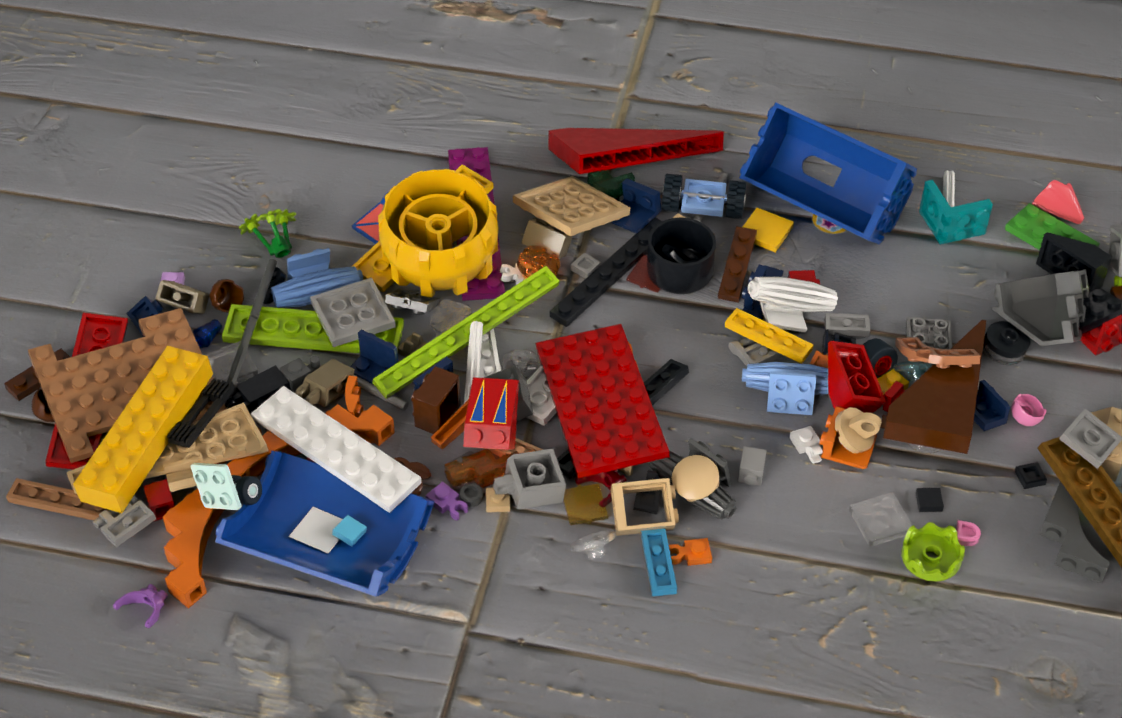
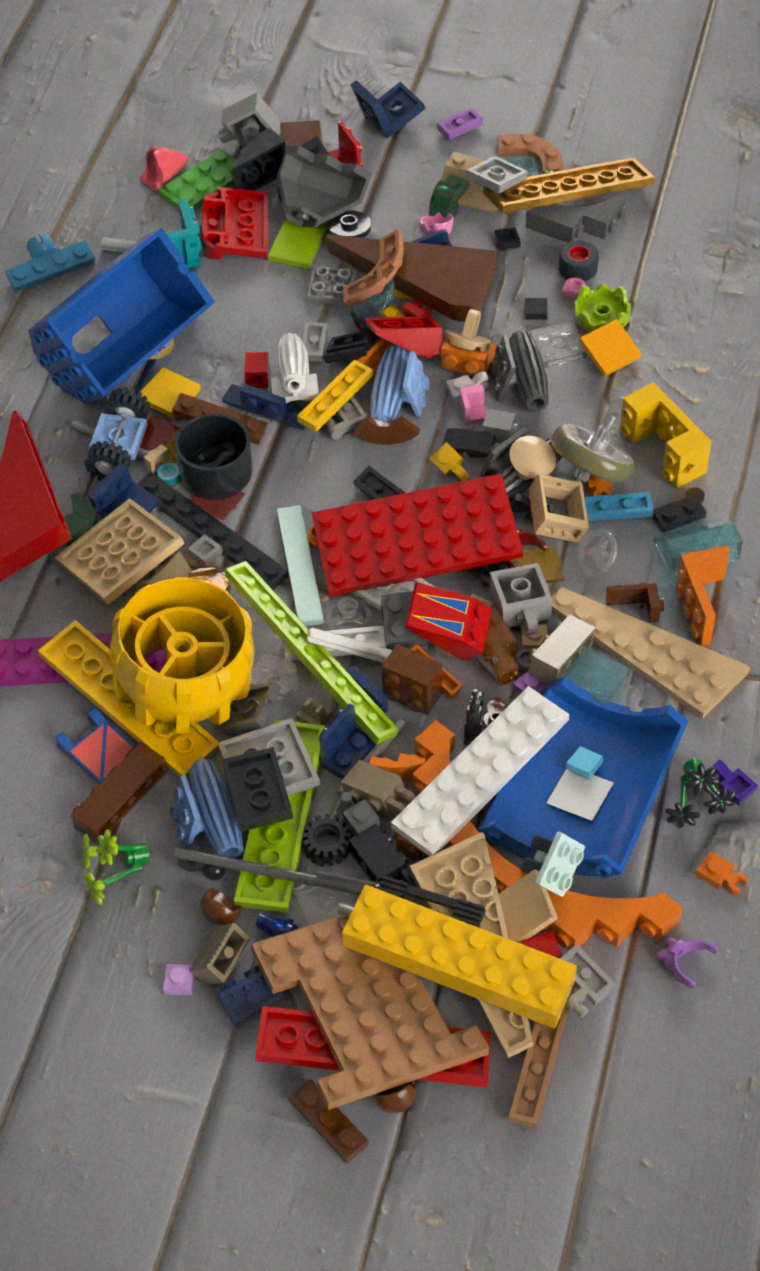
camera: 85 degrees left, 5 degrees up
(230, 635) = (719, 872): none -> orange plate
(282, 350) = (322, 827): none -> black tyre
(319, 298) = (257, 789): none -> black plate
(323, 649) = (734, 781): none -> dark purple plate
(332, 615) = (697, 776): none -> black plant
(335, 231) = (119, 792): none -> reddish brown brick
(392, 446) = (473, 719): none -> black piece
(447, 542) = (597, 674): none -> clear light blue tile
(465, 610) = (675, 665): none -> tan wing
(472, 511) = (560, 649): none -> brick
(527, 337) = (300, 566): none -> light aqua tile
(539, 588) = (636, 594): none -> reddish brown bracket
(539, 614) = (693, 573): none -> orange bracket
(613, 630) = (697, 539): none -> clear light blue slope
(660, 621) = (682, 511): none -> black hinge
(704, 429) = (449, 461): none -> yellow plate
(722, 228) = (157, 432): none -> clear red piece
(722, 524) = (593, 452): none -> wheel
(730, 442) = (472, 442): none -> black slope
(736, 382) = (386, 432): none -> reddish brown tile
(777, 588) = (686, 447): none -> yellow plate
(781, 446) = (472, 403): none -> bright pink panel
(828, 479) = (521, 364): none -> dark grey plate
(875, 557) = (610, 348): none -> light orange tile
(915, 140) = (48, 262): none -> dark azure plate
(973, 306) = (297, 244): none -> lime tile
(993, 258) = (235, 223): none -> red plate
(1004, 533) = (578, 260): none -> black wheel
(1063, 413) = (446, 196): none -> clear green brick

